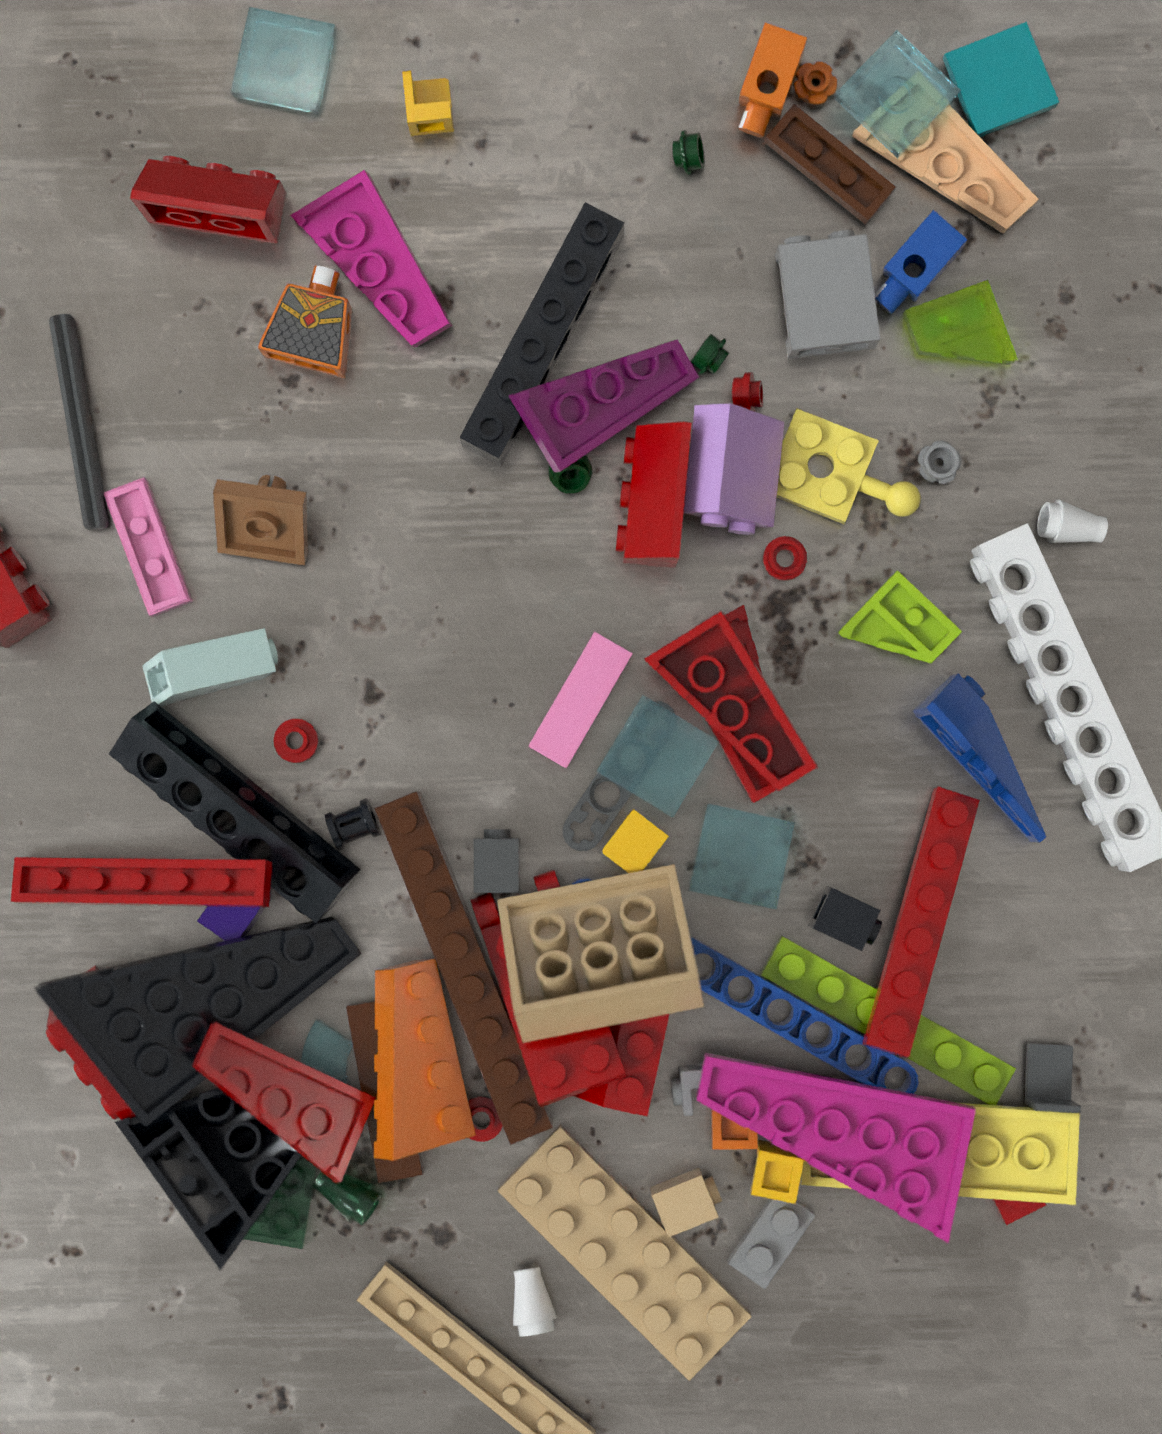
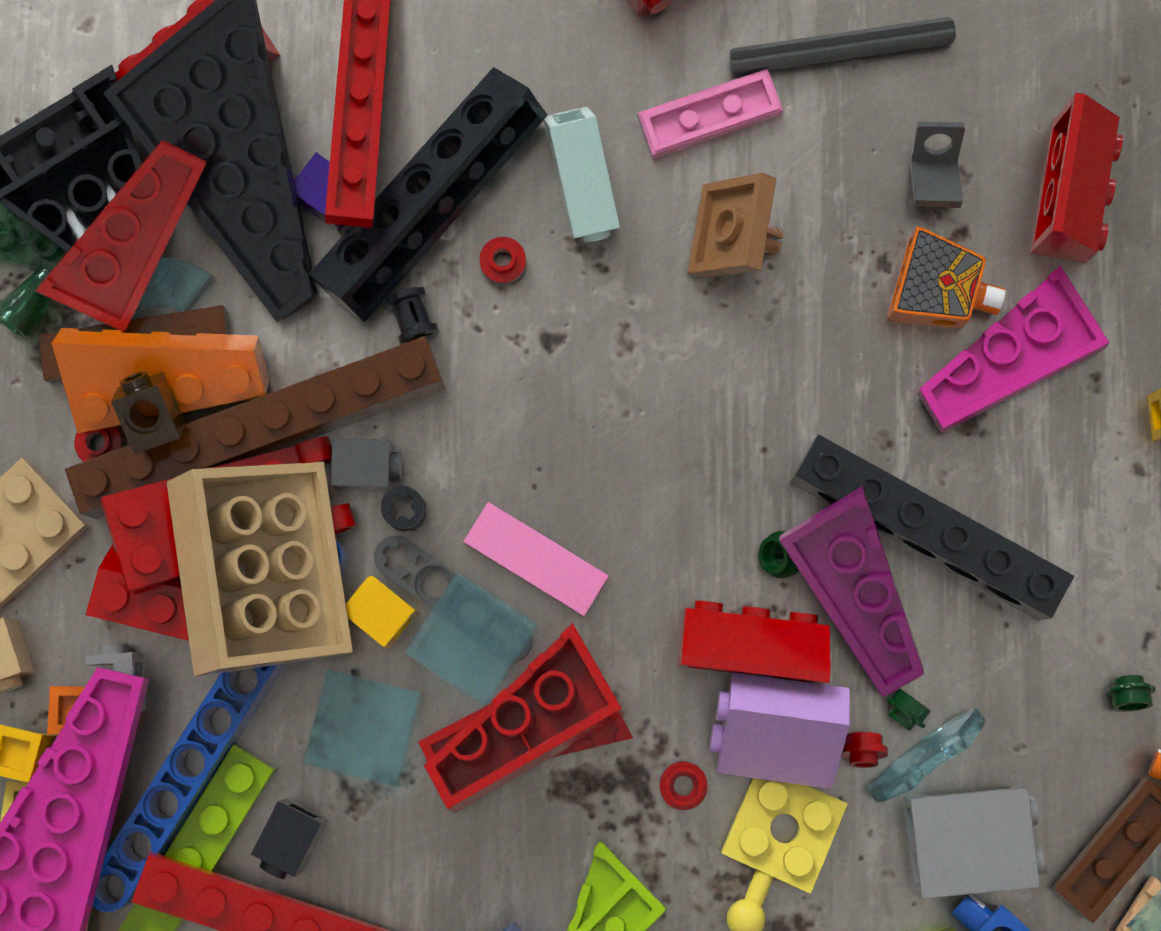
camera: 90 degrees right, 5 degrees down
(200, 331) = (936, 171): none -> dark grey bracket
(473, 1061) = (142, 430): none -> dark brown brick
(523, 825) = (404, 494): none -> black bush
(750, 336) = (926, 755): none -> clear light blue tile

